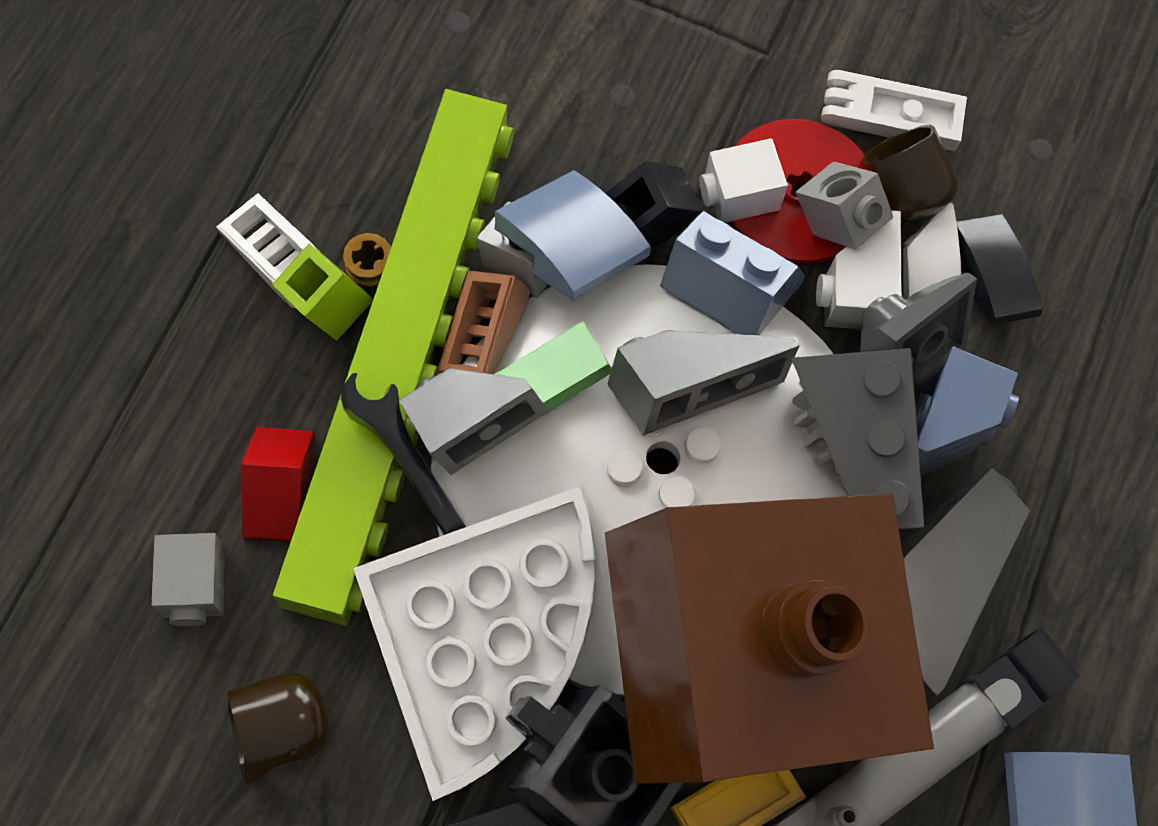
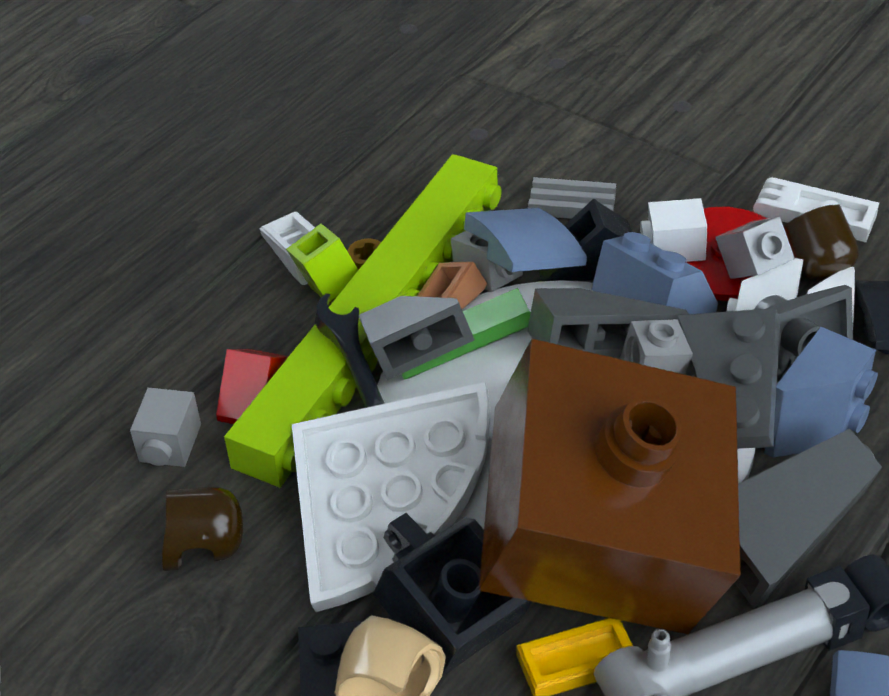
camera: 25 degrees right, 25 degrees down
(600, 118) = (567, 197): none -> light grey tile
(768, 413) = (657, 345): none -> light grey brick

